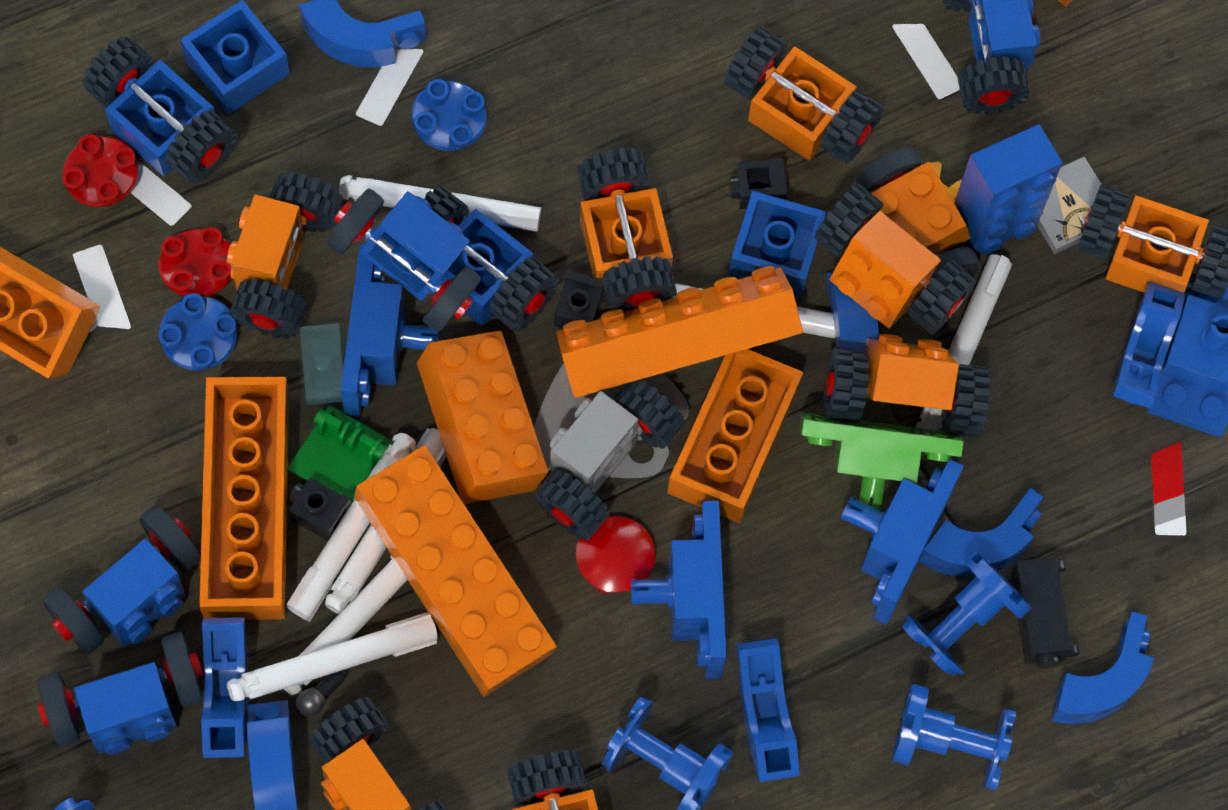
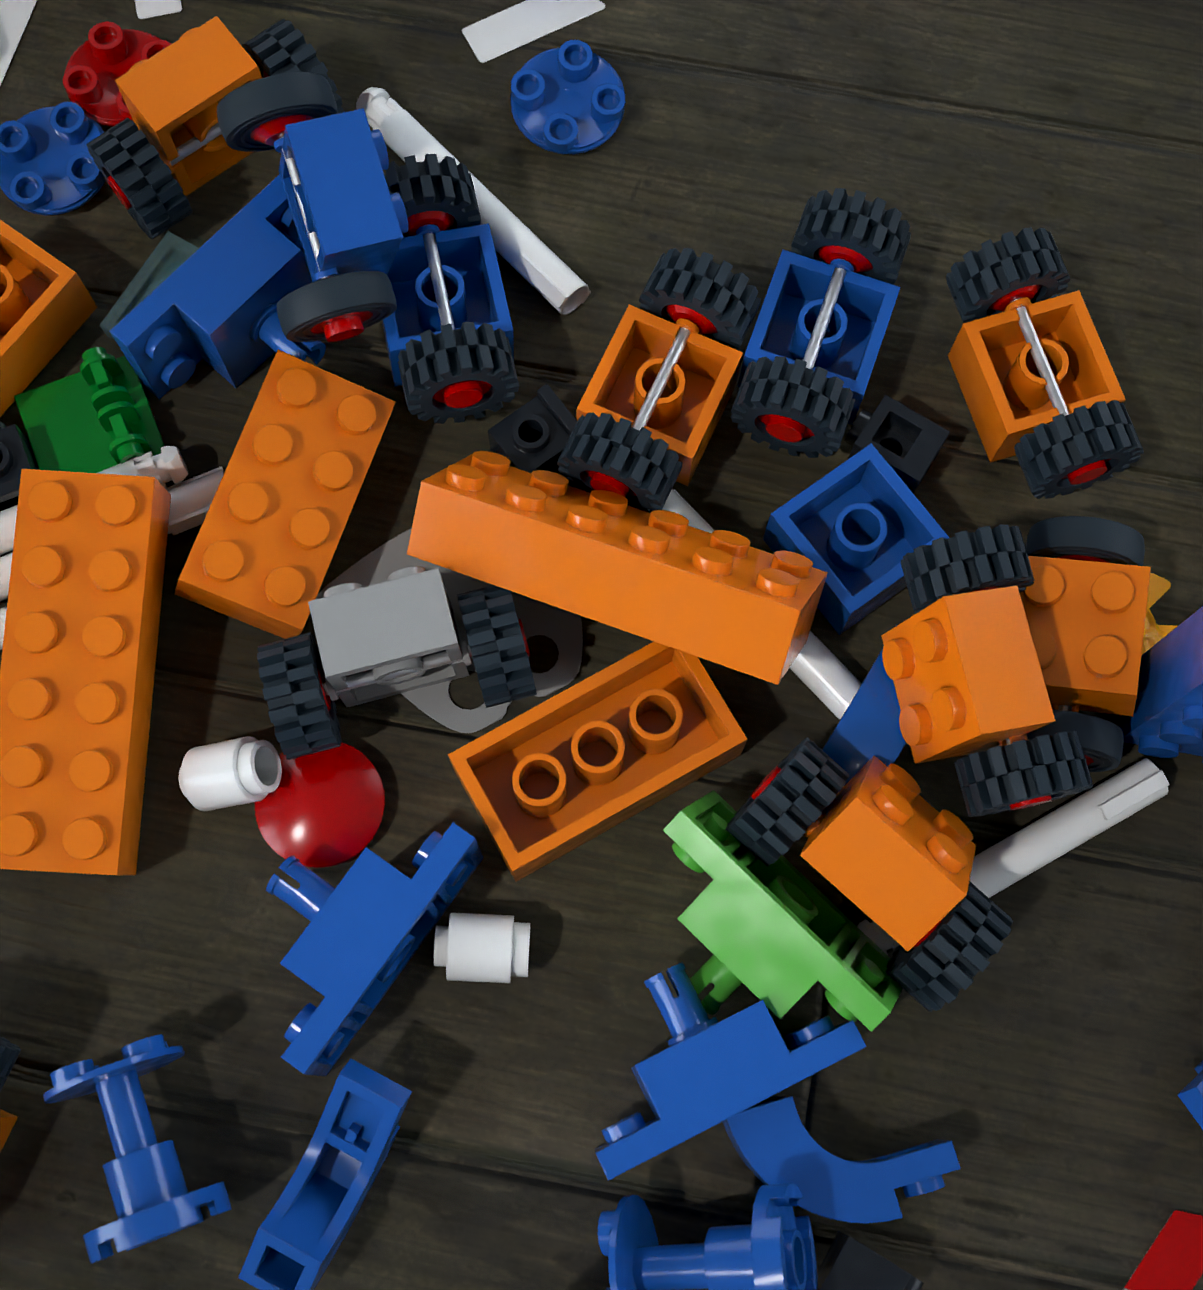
camera: 40 degrees right, 5 degrees up
(564, 568) = (229, 773): none -> white brick
(681, 148) = (822, 324): none -> brick
(751, 561) = (482, 948): none -> white brick

